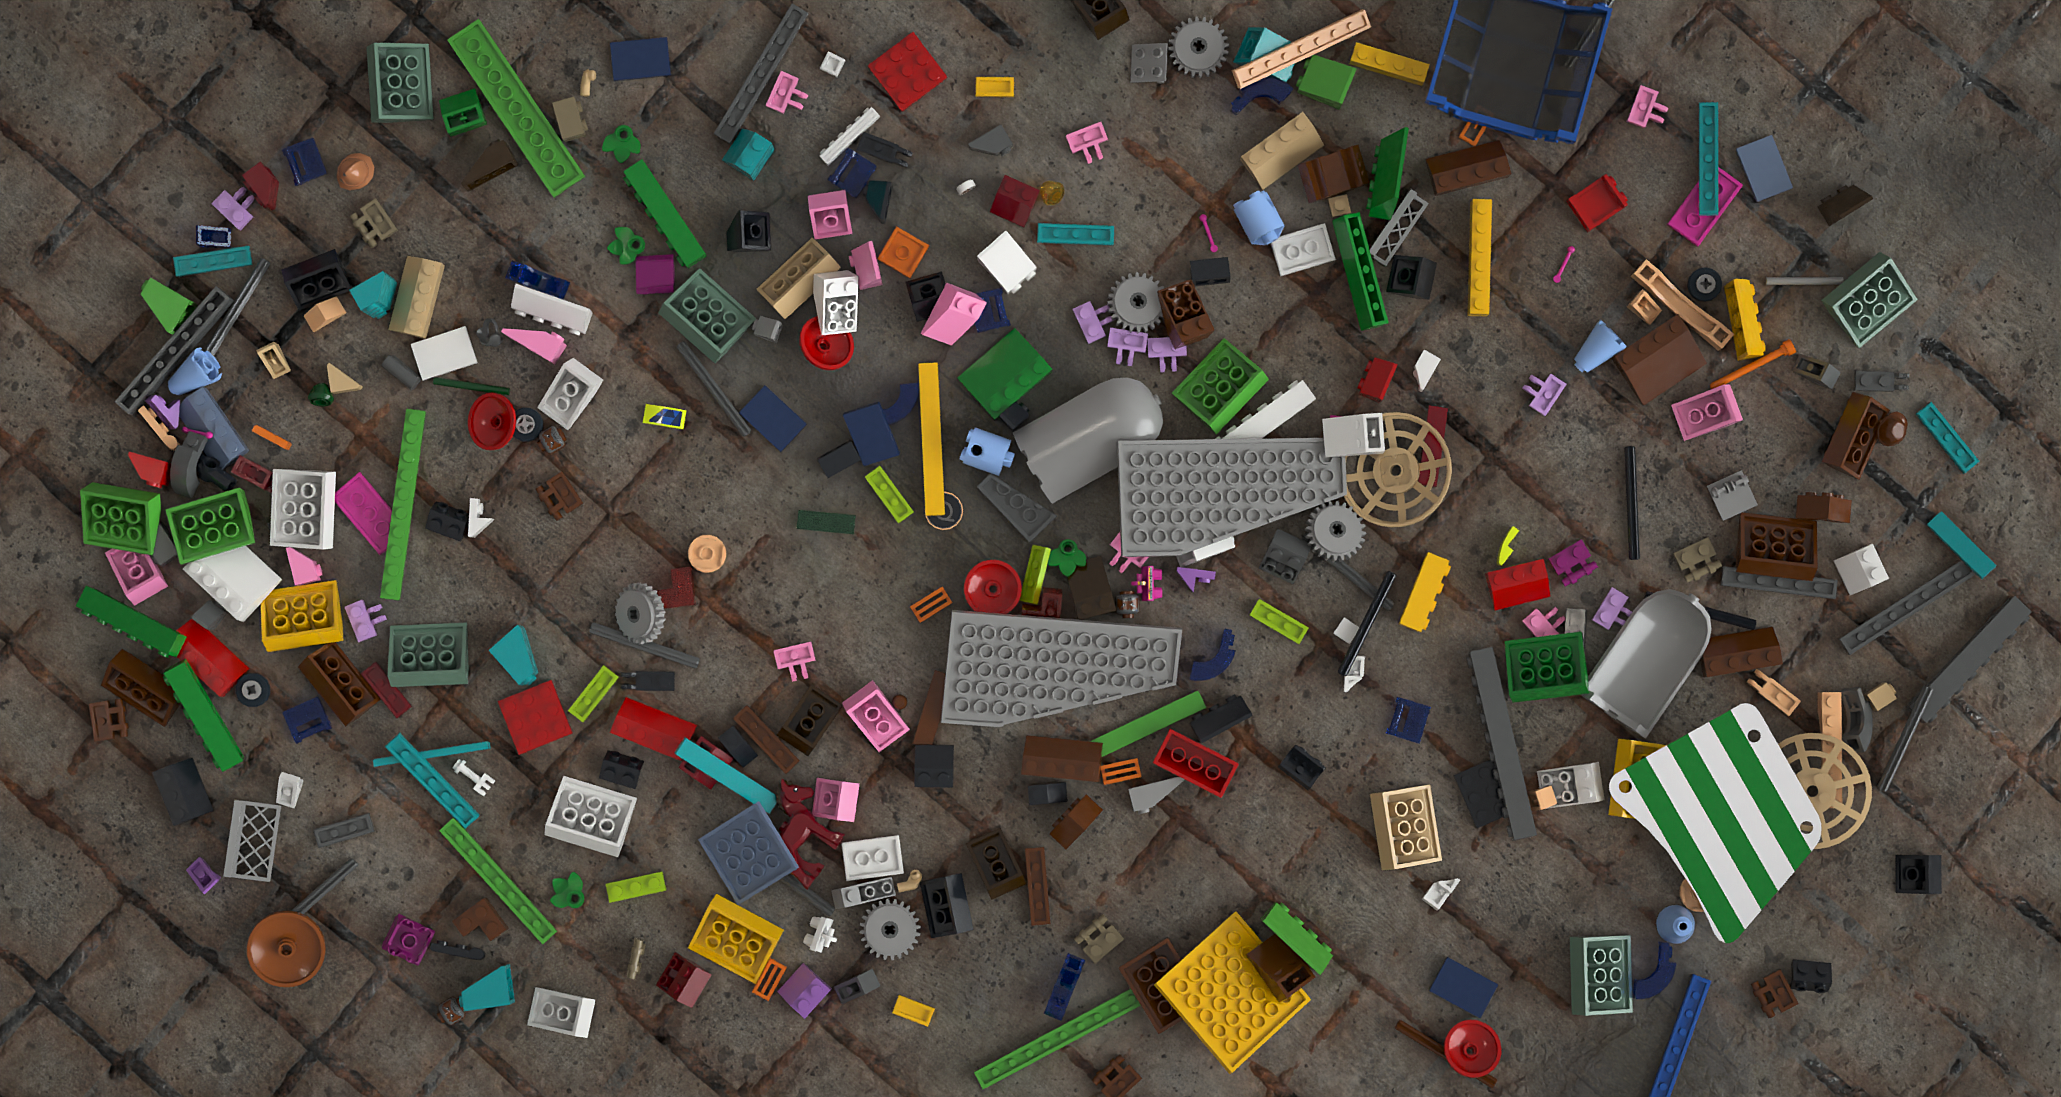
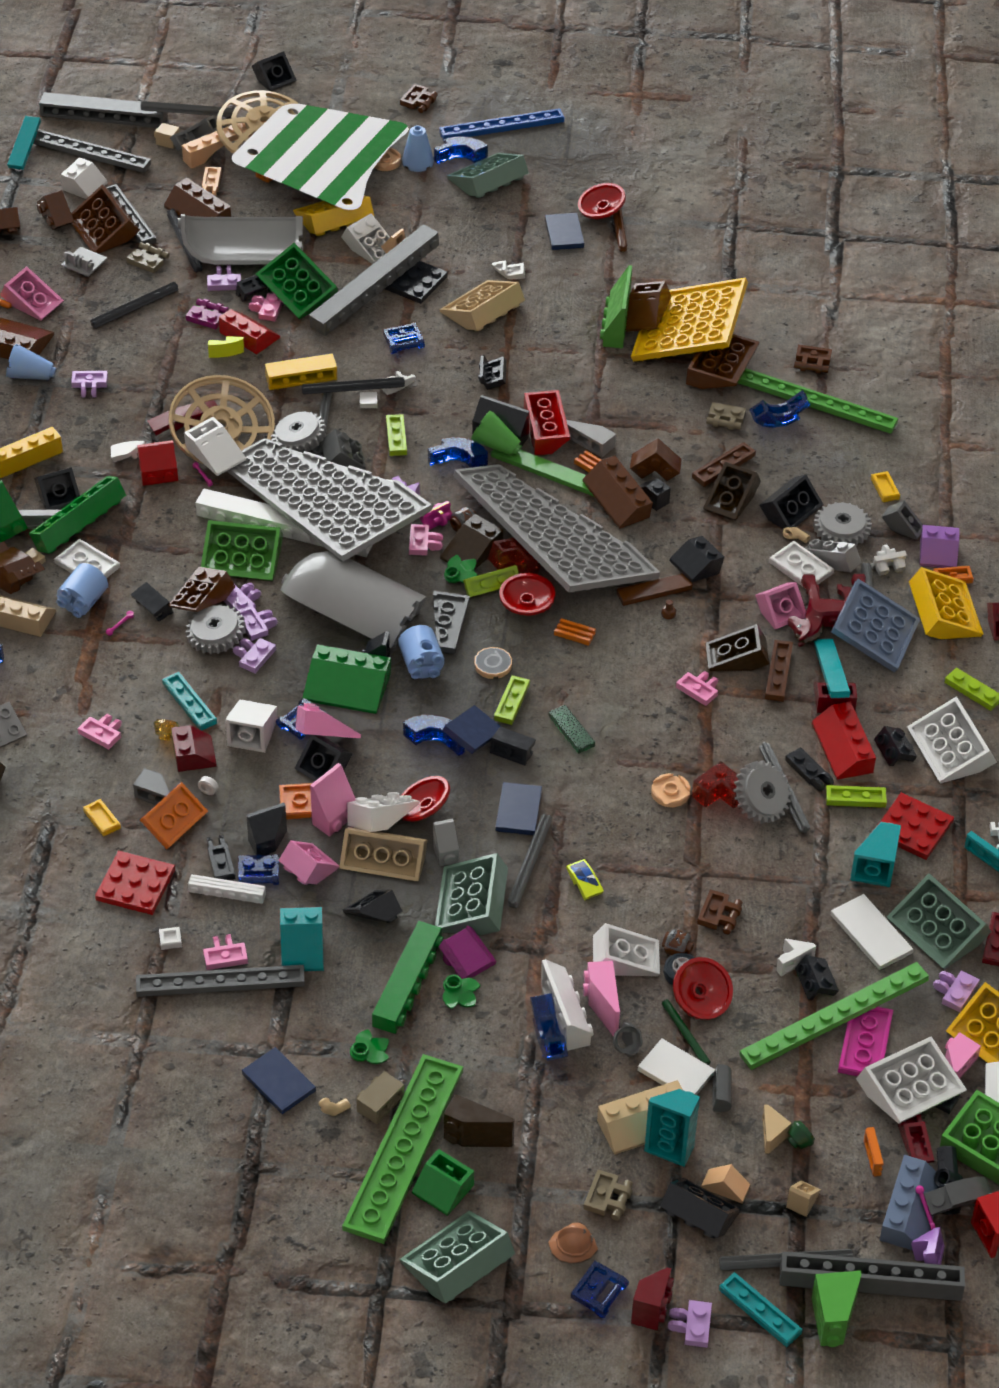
camera: 130 degrees left, 40 degrees down
(161, 430) = (952, 1241): light nougat hinge -> none
(195, 372) = (875, 1241): light blue cone -> none
(213, 237) = (739, 1320): clear blue slope -> none
(460, 599) = (871, 932): none -> white tile
(738, 746) = (801, 687): black slope -> none
(875, 716) = (693, 617): bright pink slope -> none
(931, 439) = (443, 695): yellow tile -> none
(949, 139) = (174, 815): none -> orange tile
(1202, 698) = (496, 435): none -> bright green cone
(1811, 976) = (388, 87): black bracket -> none

